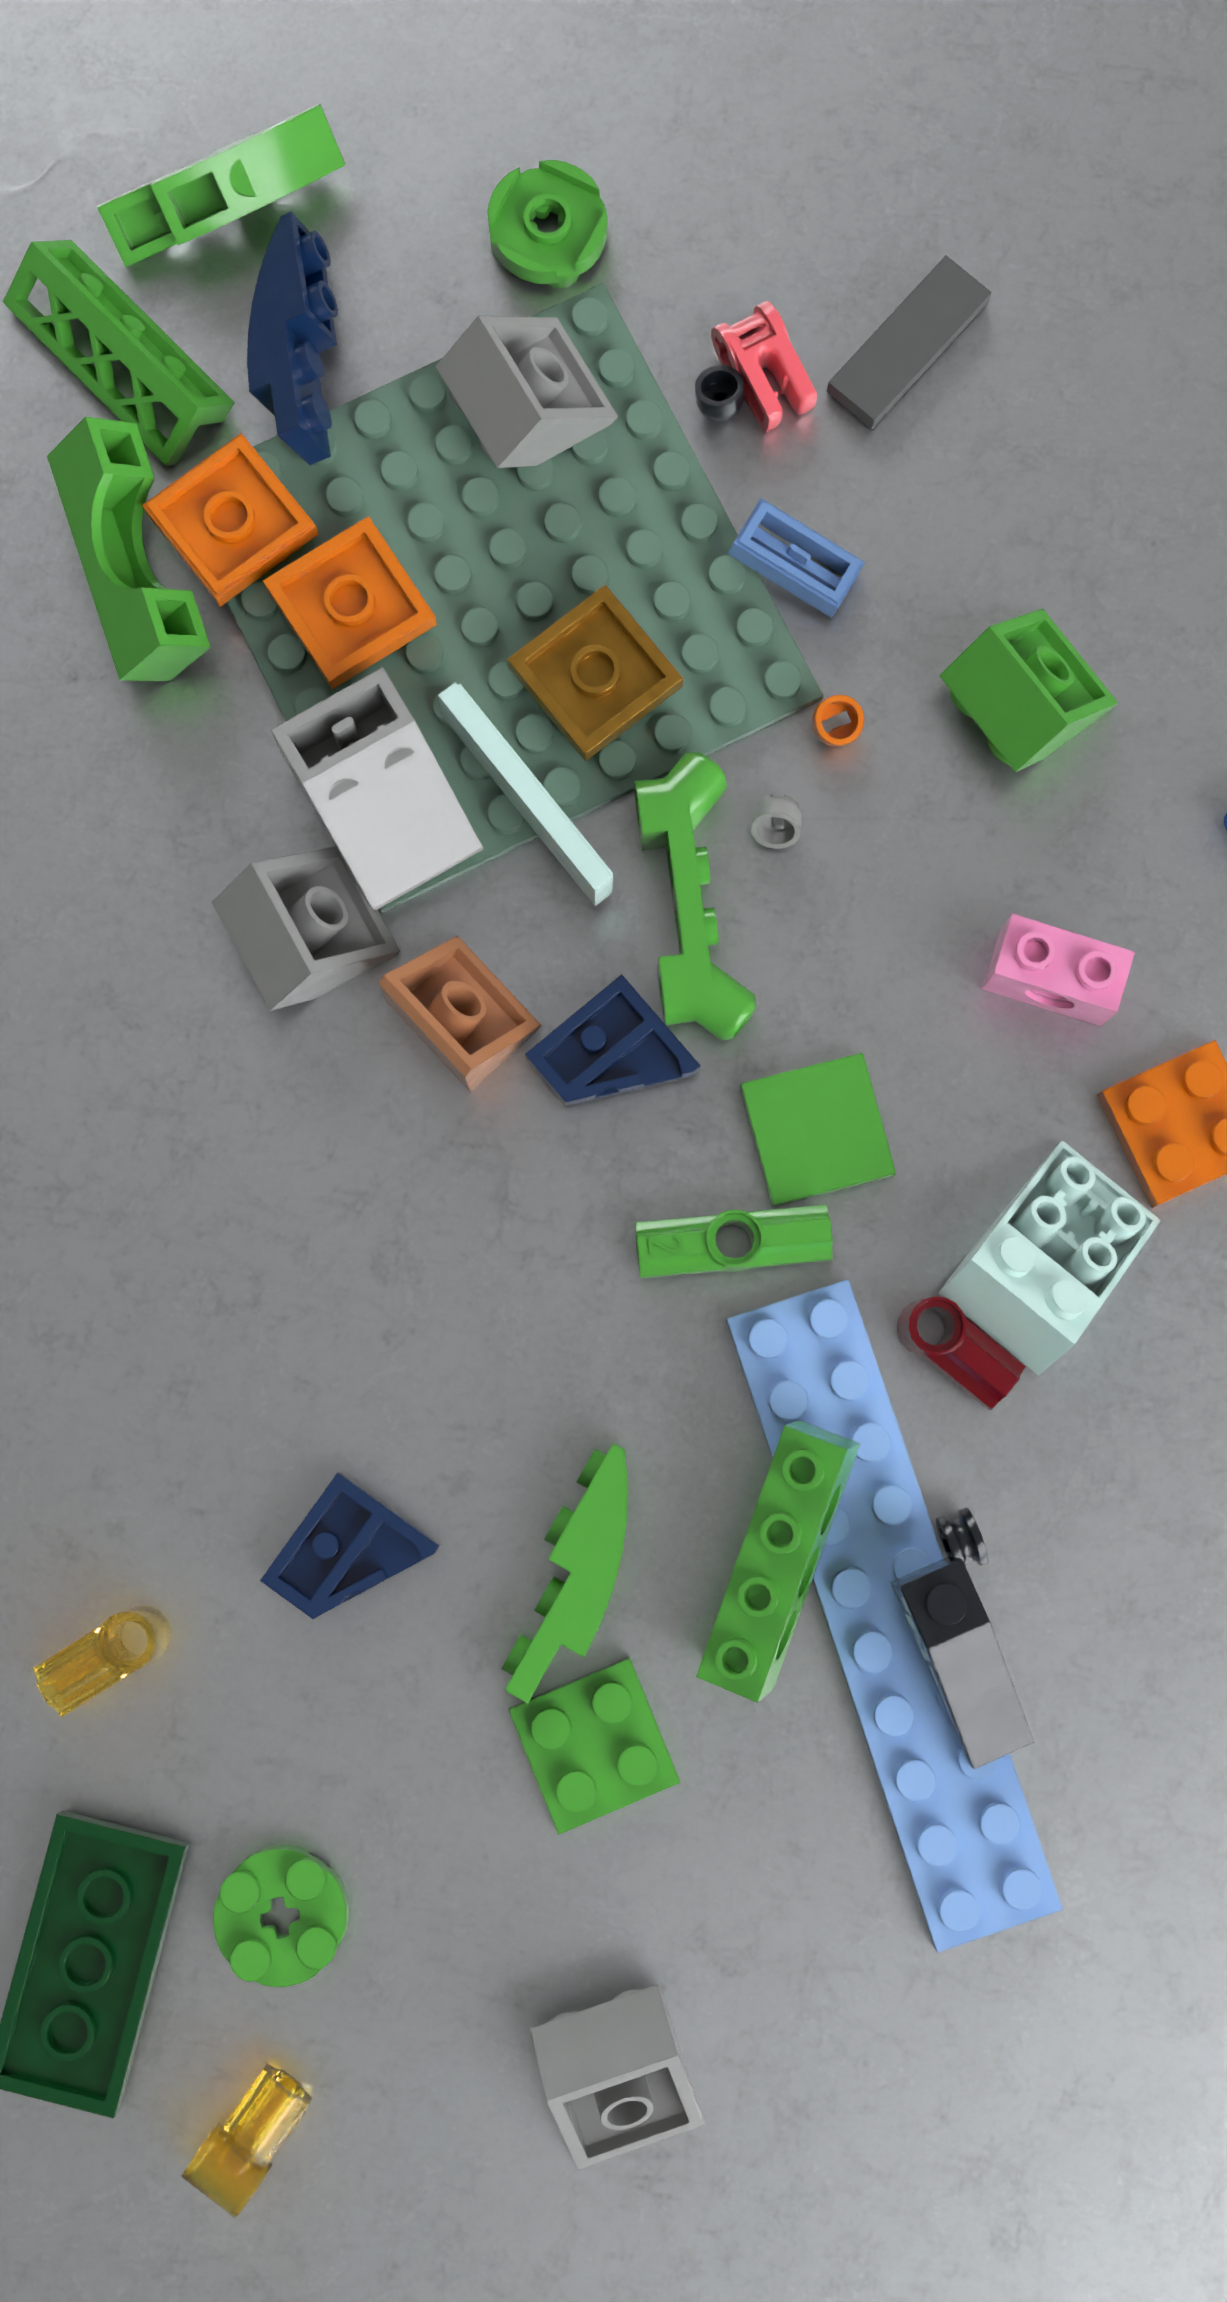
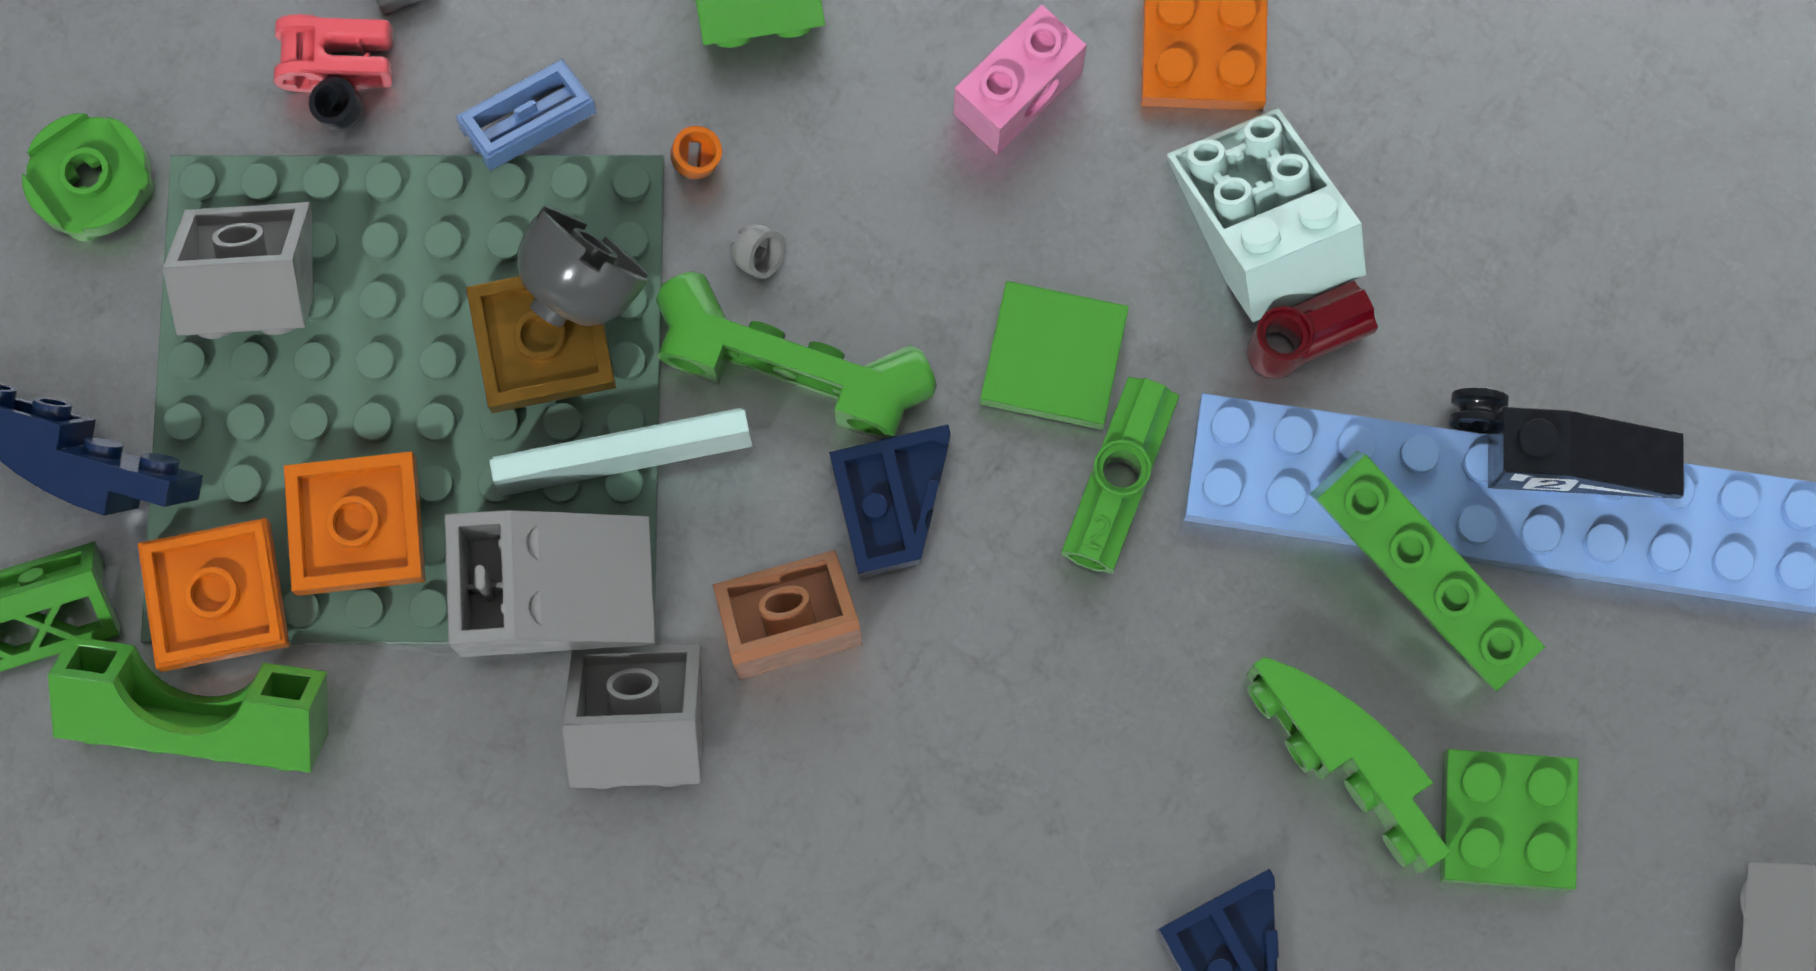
camera: 60 degrees left, 5 degrees down
(658, 665) = (575, 272): none -> dark grey cylinder

